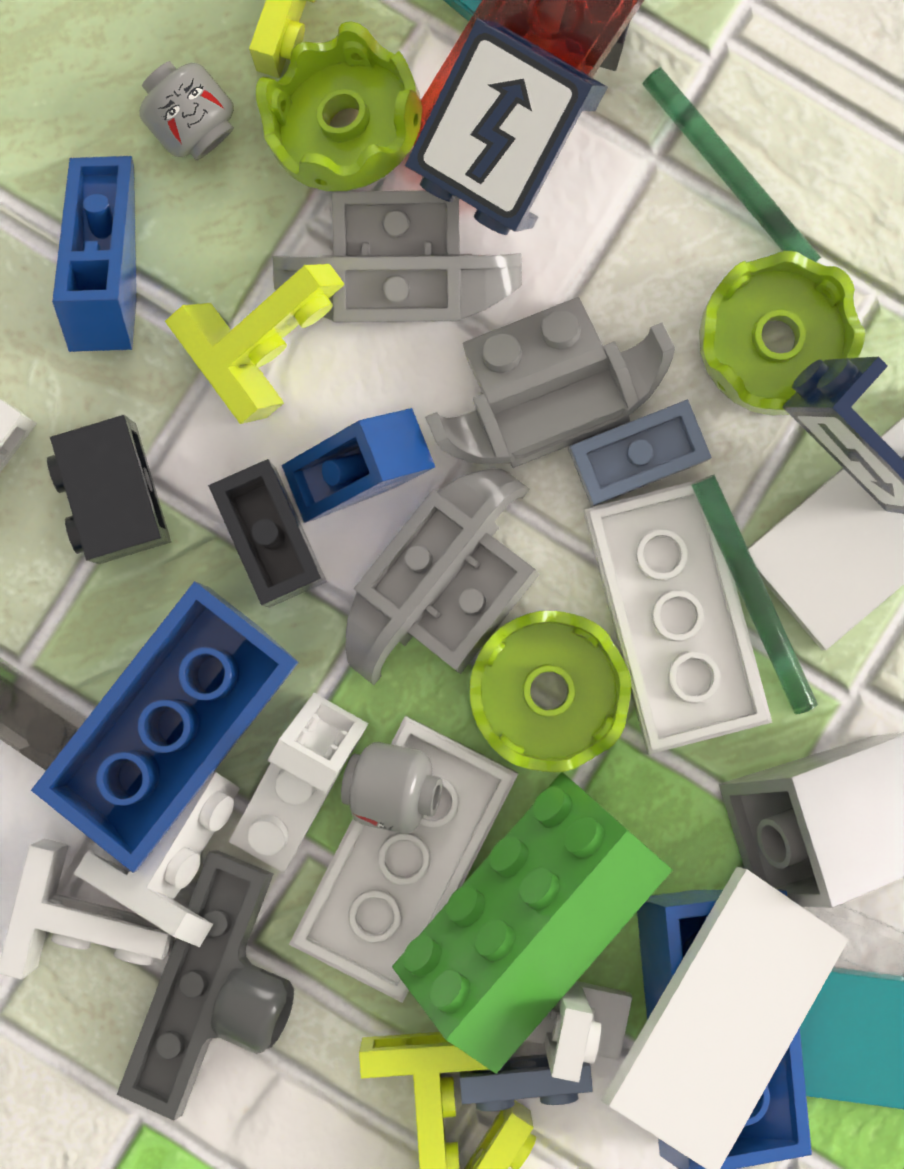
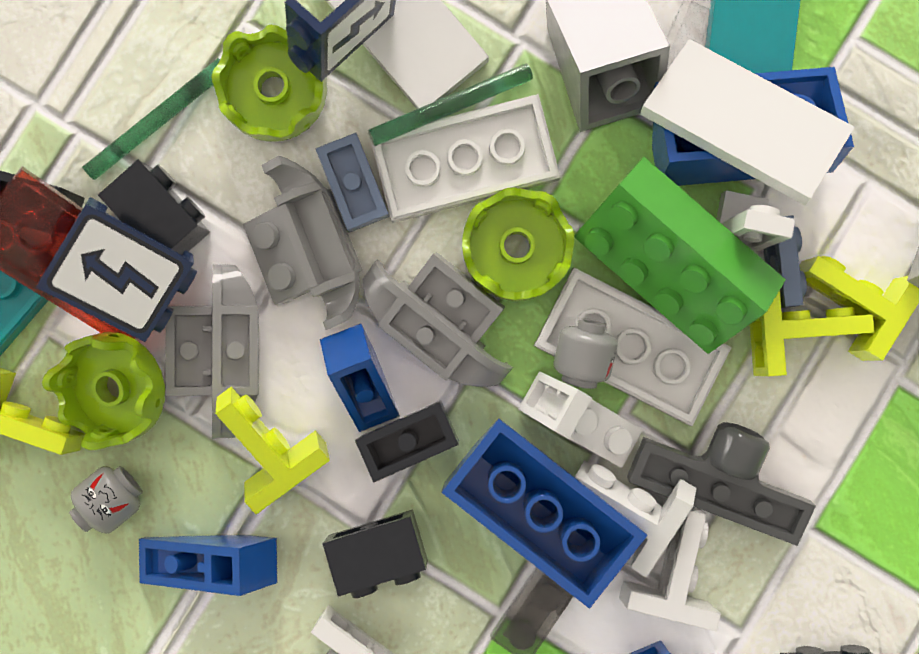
camera: 85 degrees left, 0 degrees up
(597, 170) = (148, 204): none -> black brick

